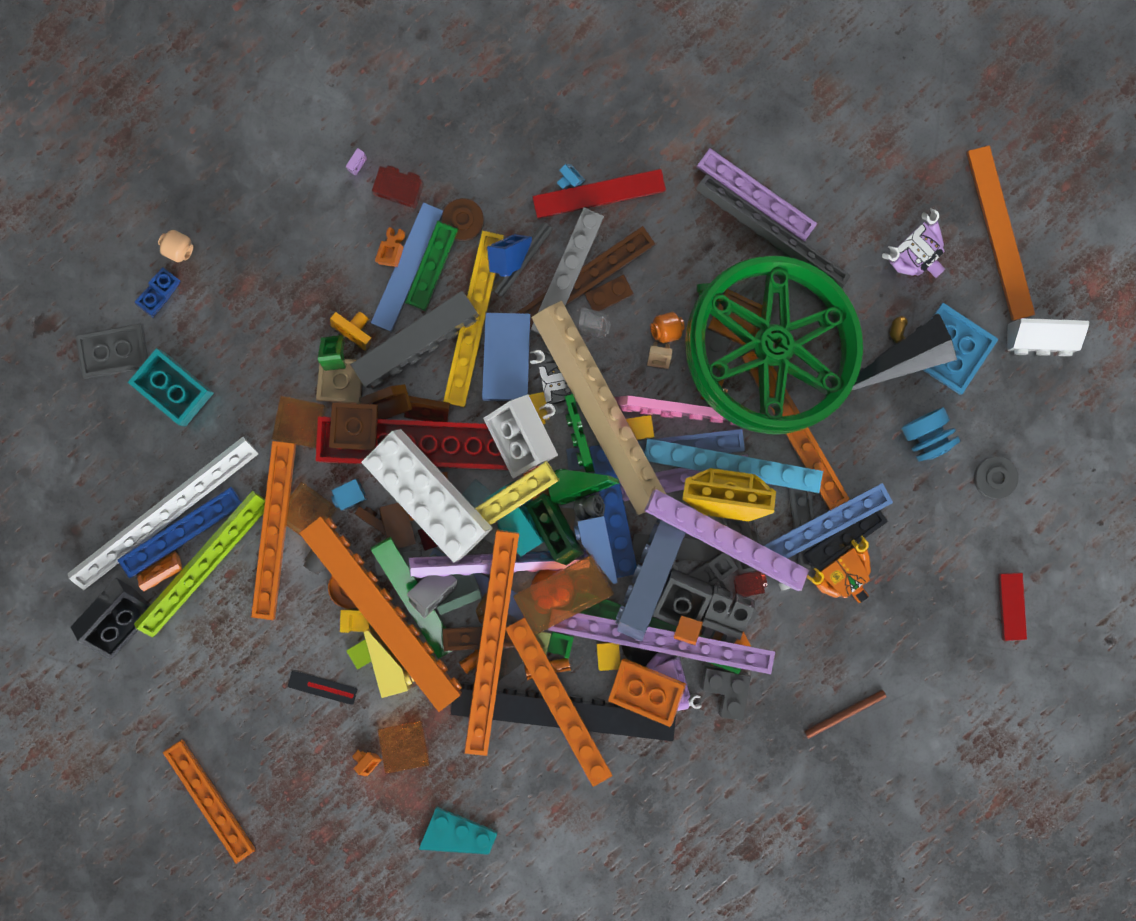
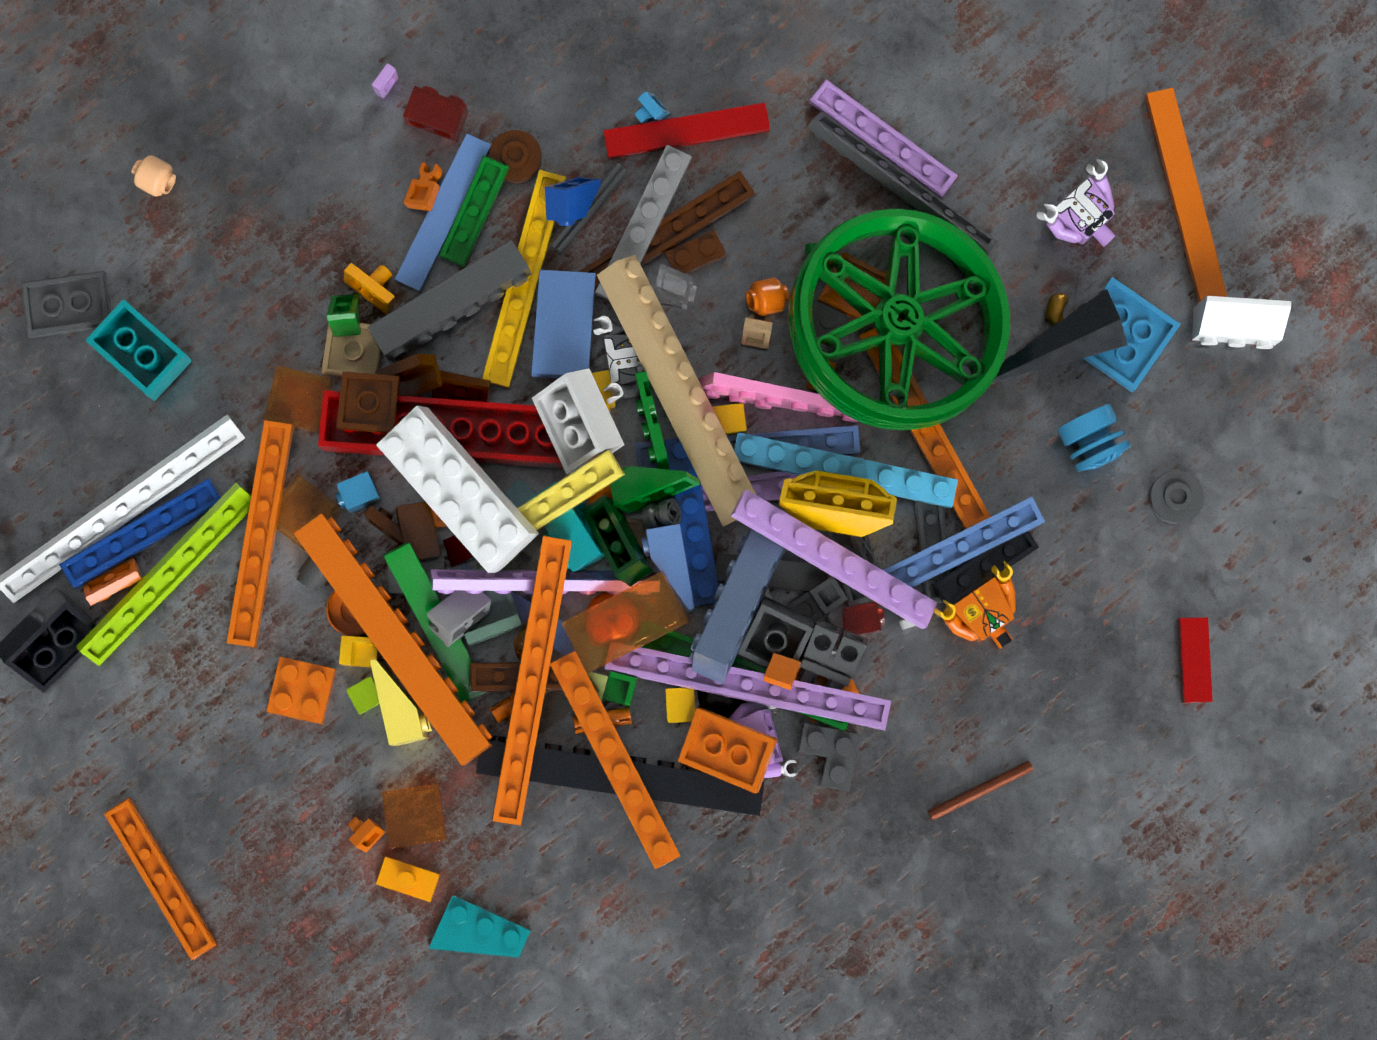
camera: 10 degrees left, 5 degrees down
(158, 292) = (128, 234): blue slope -> none
(311, 651) = (301, 690): none -> orange plate
(322, 687) = (313, 737): black sticker -> none
(400, 796) = (408, 879): none -> light orange tile

